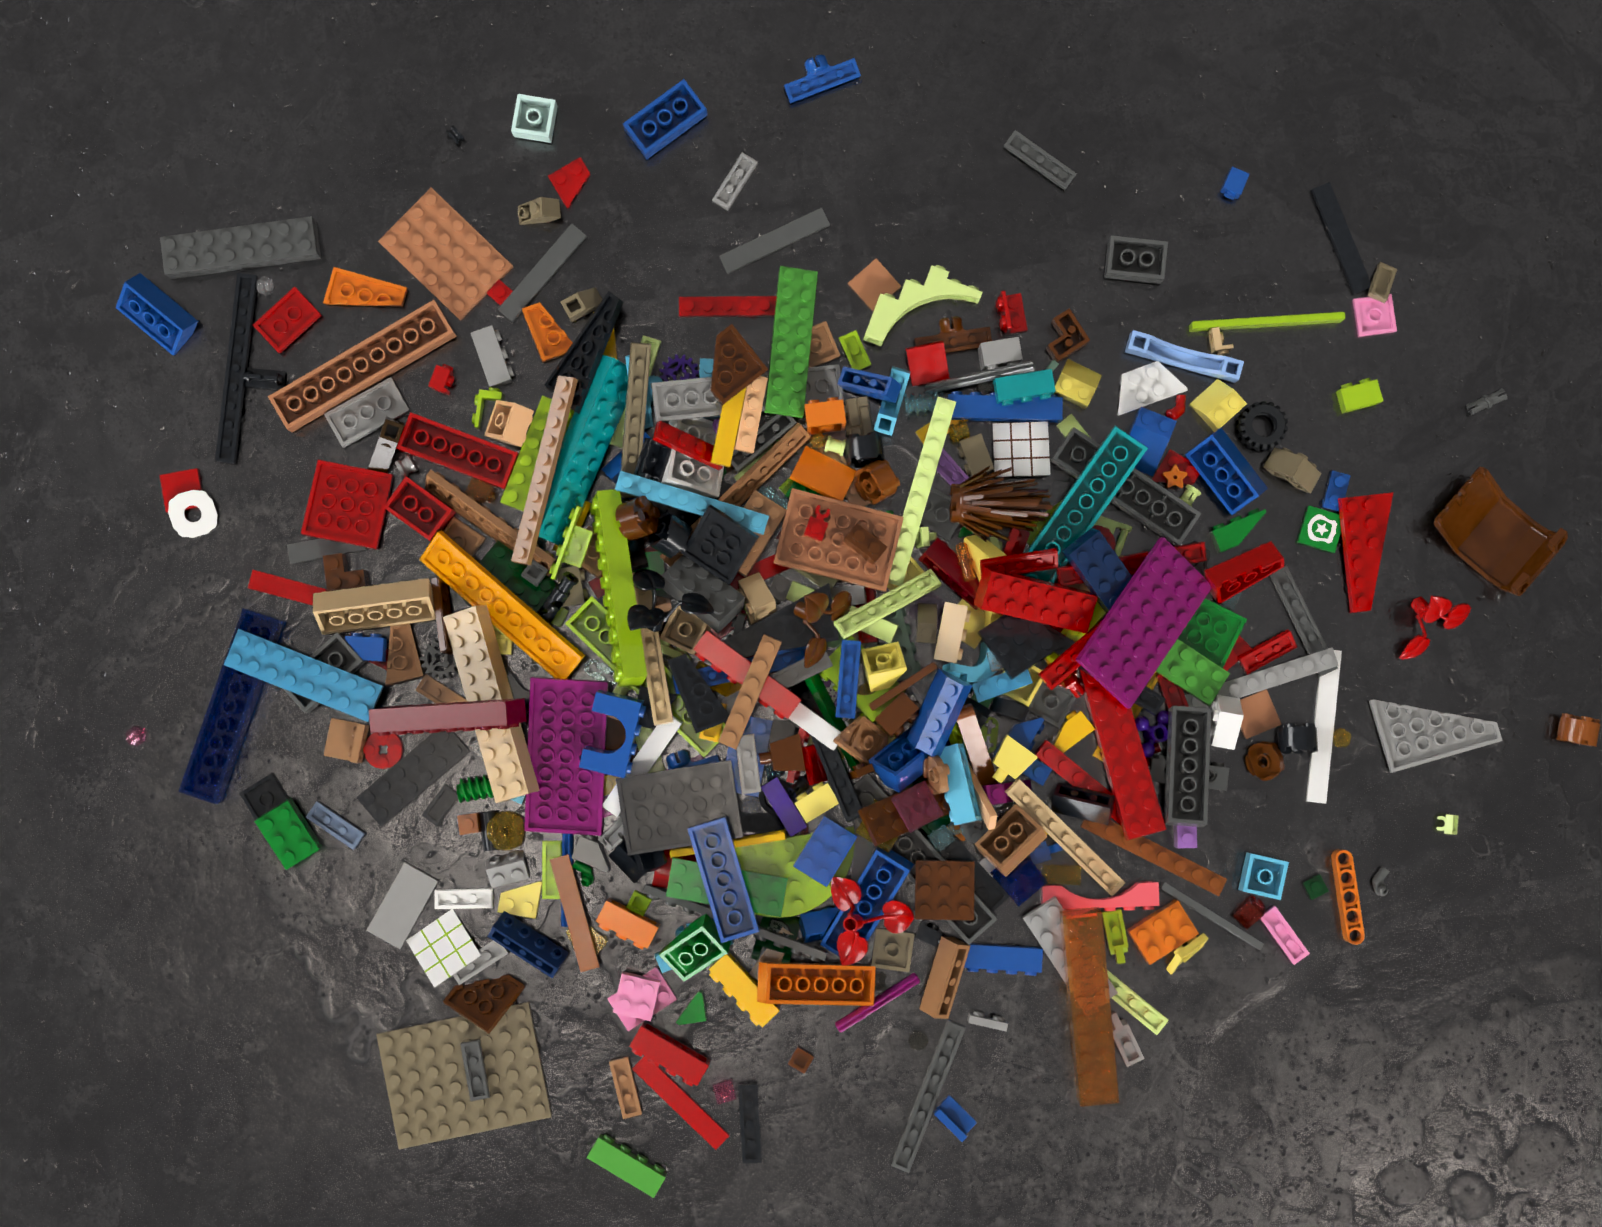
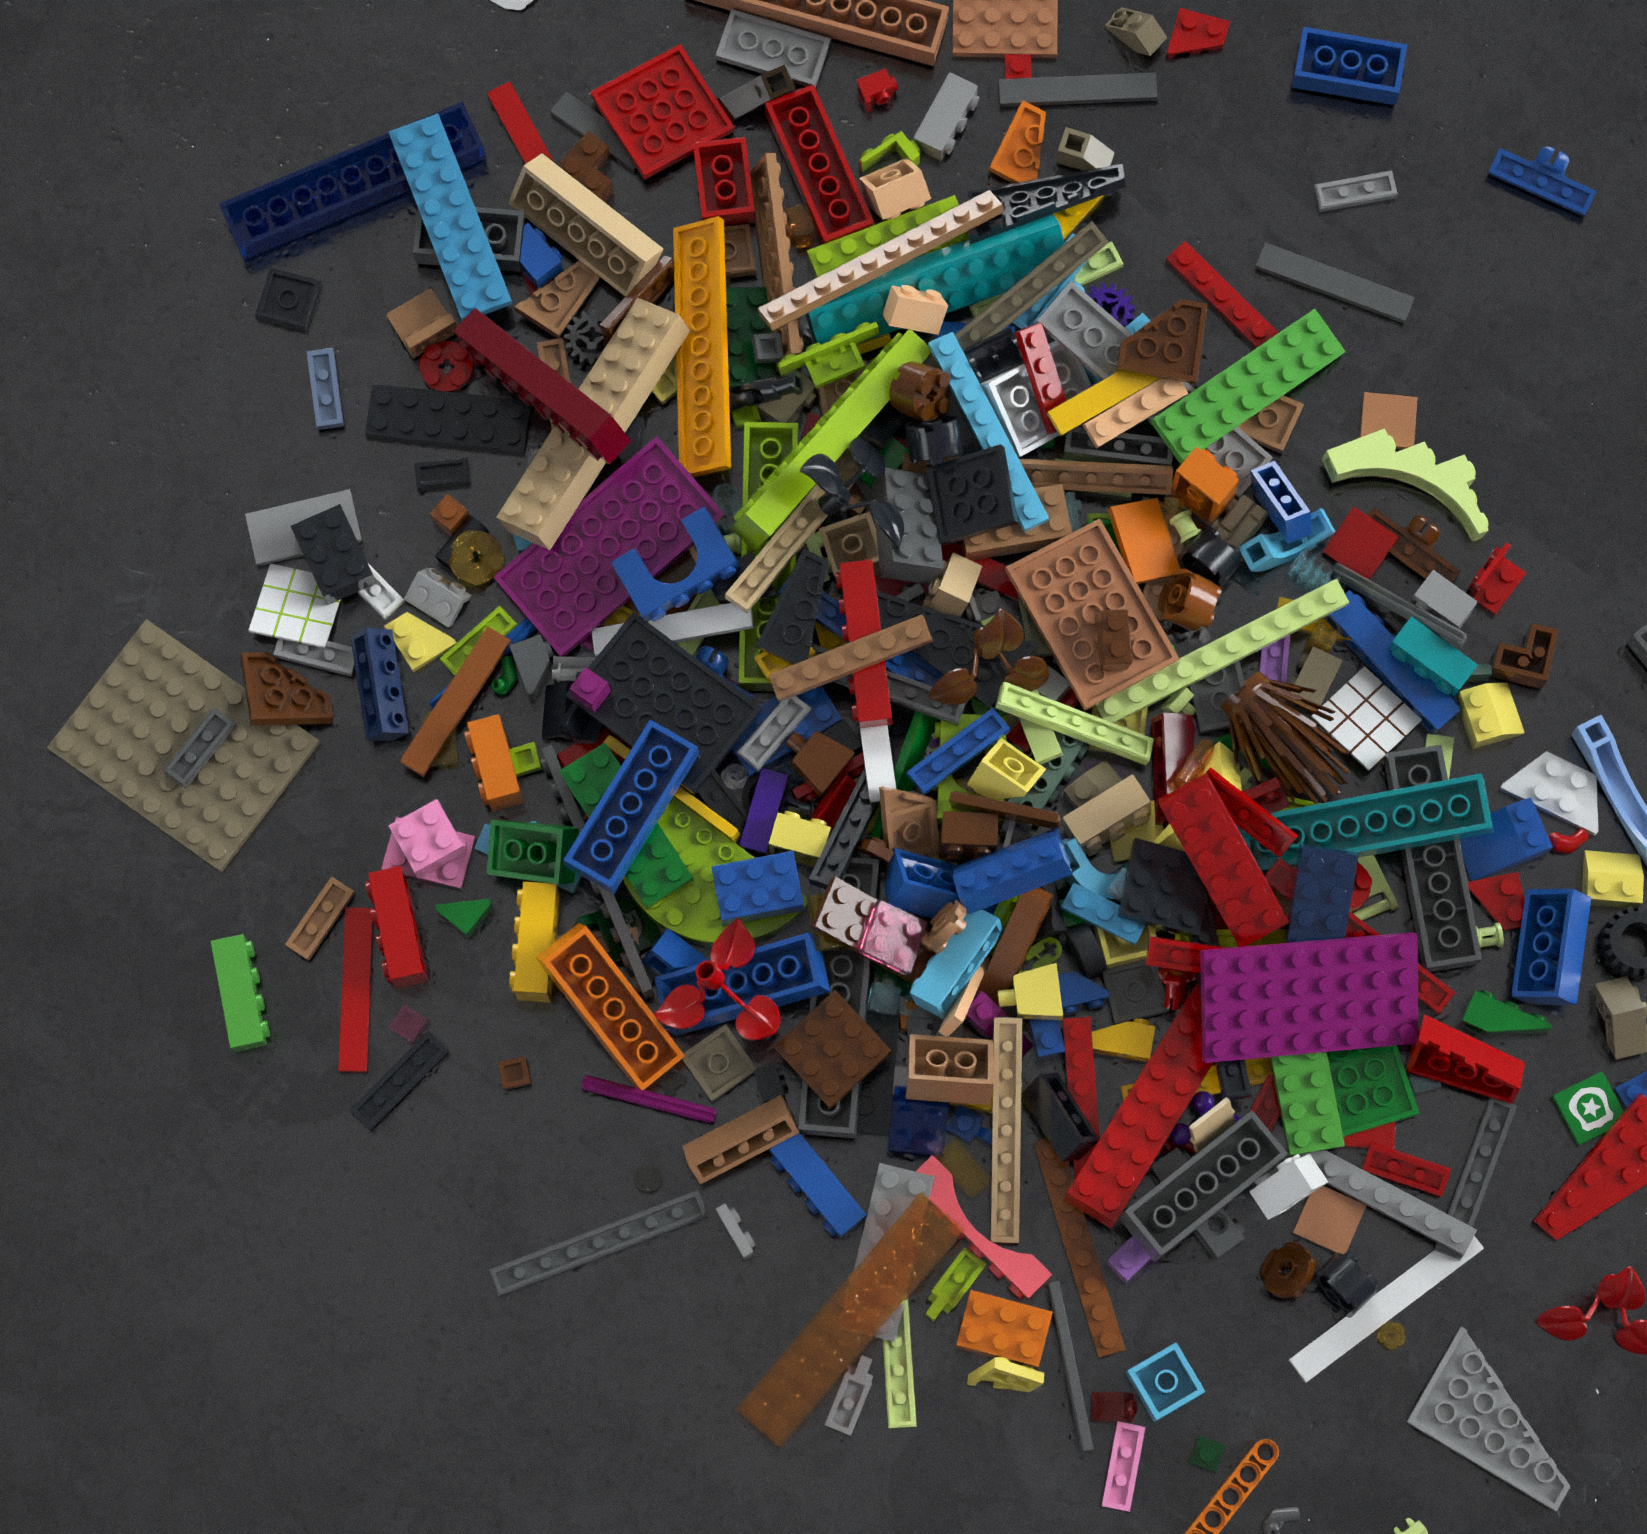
camera: 50 degrees right, 10 degrees down
(135, 736) = (236, 120): clear pink piece -> none
(288, 833) = (274, 348): green brick -> none
(406, 465) = (756, 132): light grey wheel -> none
(434, 905) = (333, 554): none -> black brick
(474, 789) = (488, 488): green piece -> none
(588, 478) = (915, 309): none -> light nougat brick
(639, 842) = (590, 689): none -> magenta brick
(817, 526) = (1085, 578): red plate -> none
(855, 351) = (1302, 461): lime plate -> none
(954, 1118) = (601, 1292): blue panel -> none
(1161, 732) = (1212, 1125): none -> tan piece
(1180, 476) = (1485, 901): orange plate -> none

